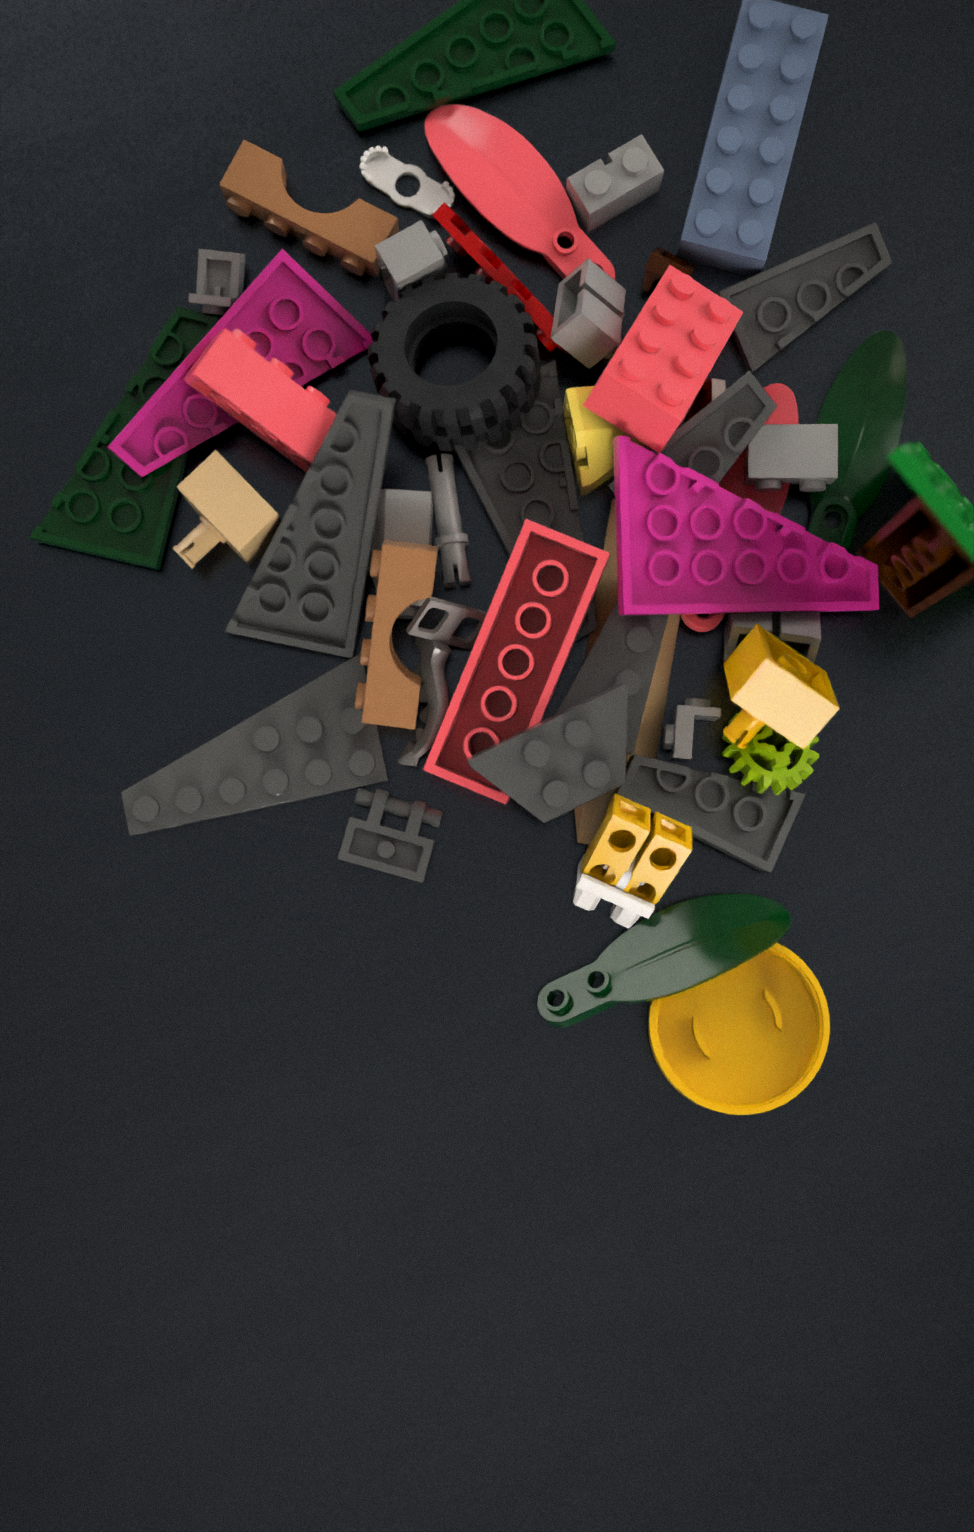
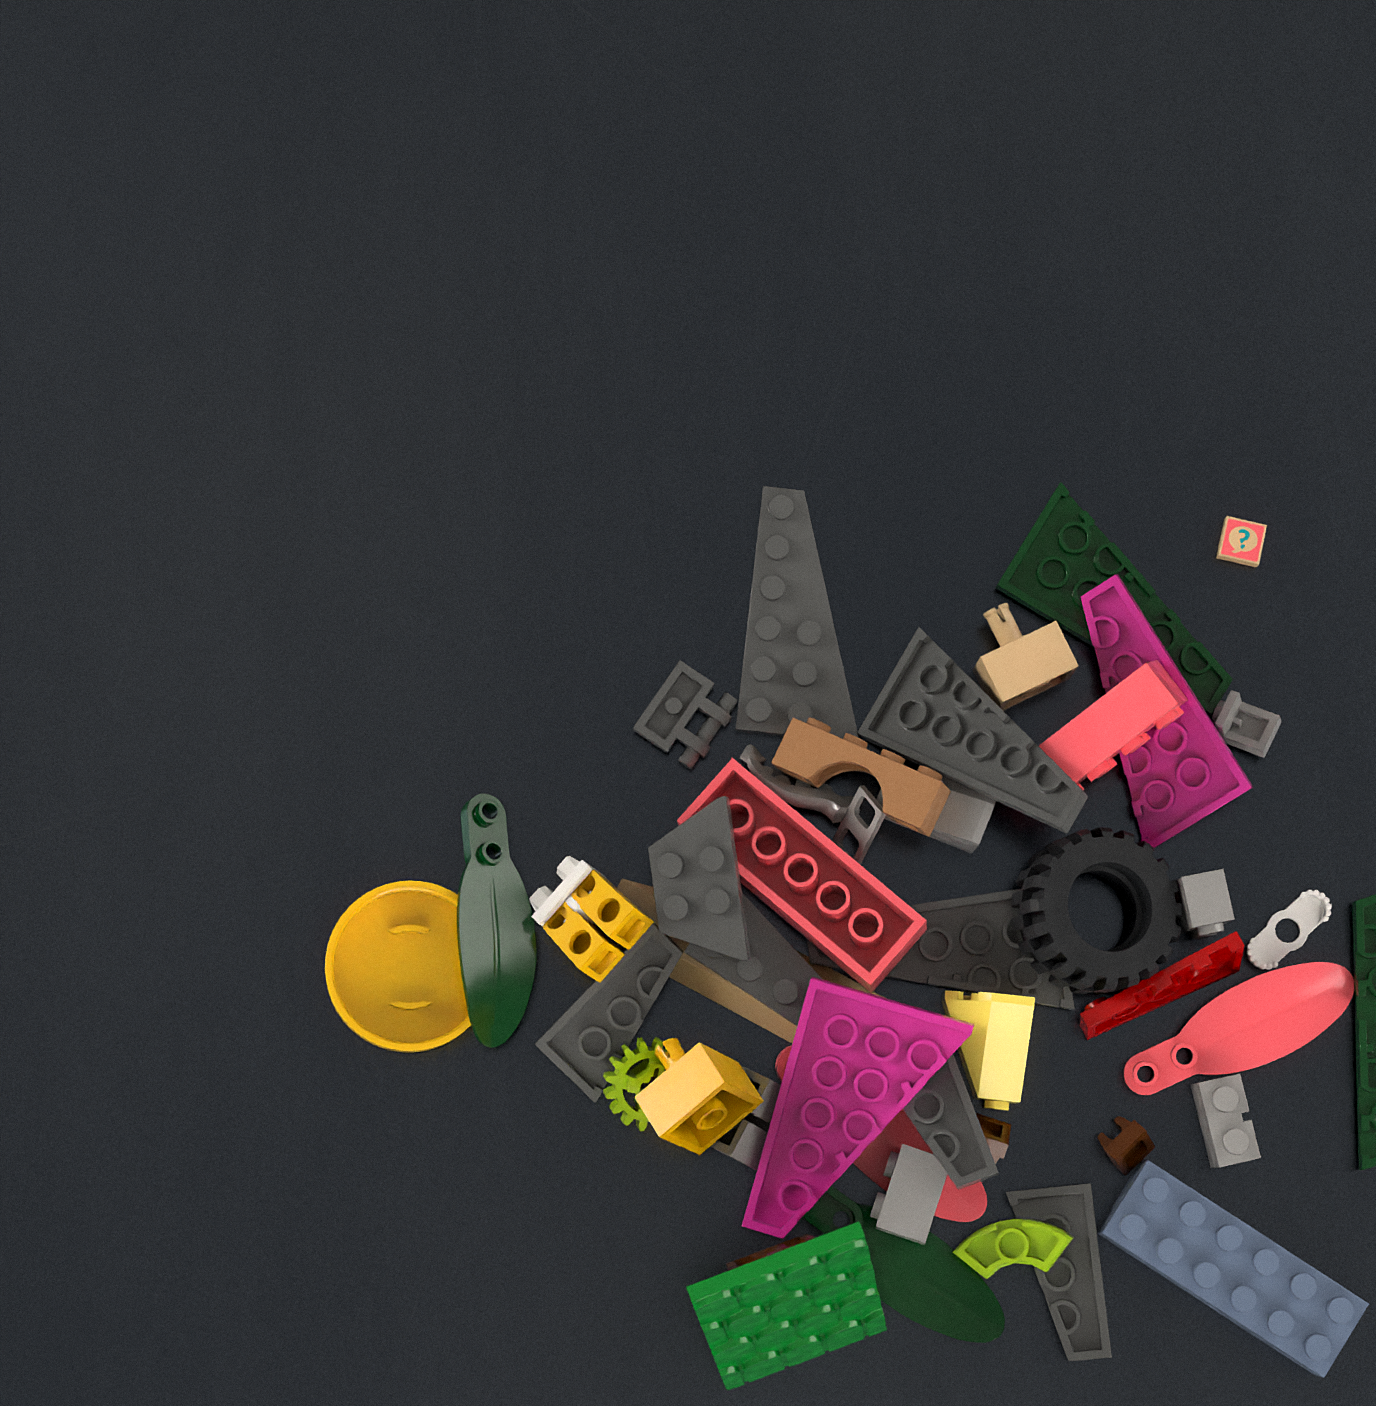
camera: 110 degrees right, 5 degrees down
(33, 343) = (1241, 541): none -> tile
(258, 187) = (1325, 793): medium nougat arch -> none
(450, 539) = (955, 861): light grey pin -> none
(589, 314) = (1103, 1050): light grey piece -> none
(664, 359) = (1037, 1101): coral brick -> none
(679, 734) = (688, 1004): light grey bracket -> none
(799, 348) = (1013, 1242): none -> lime tile

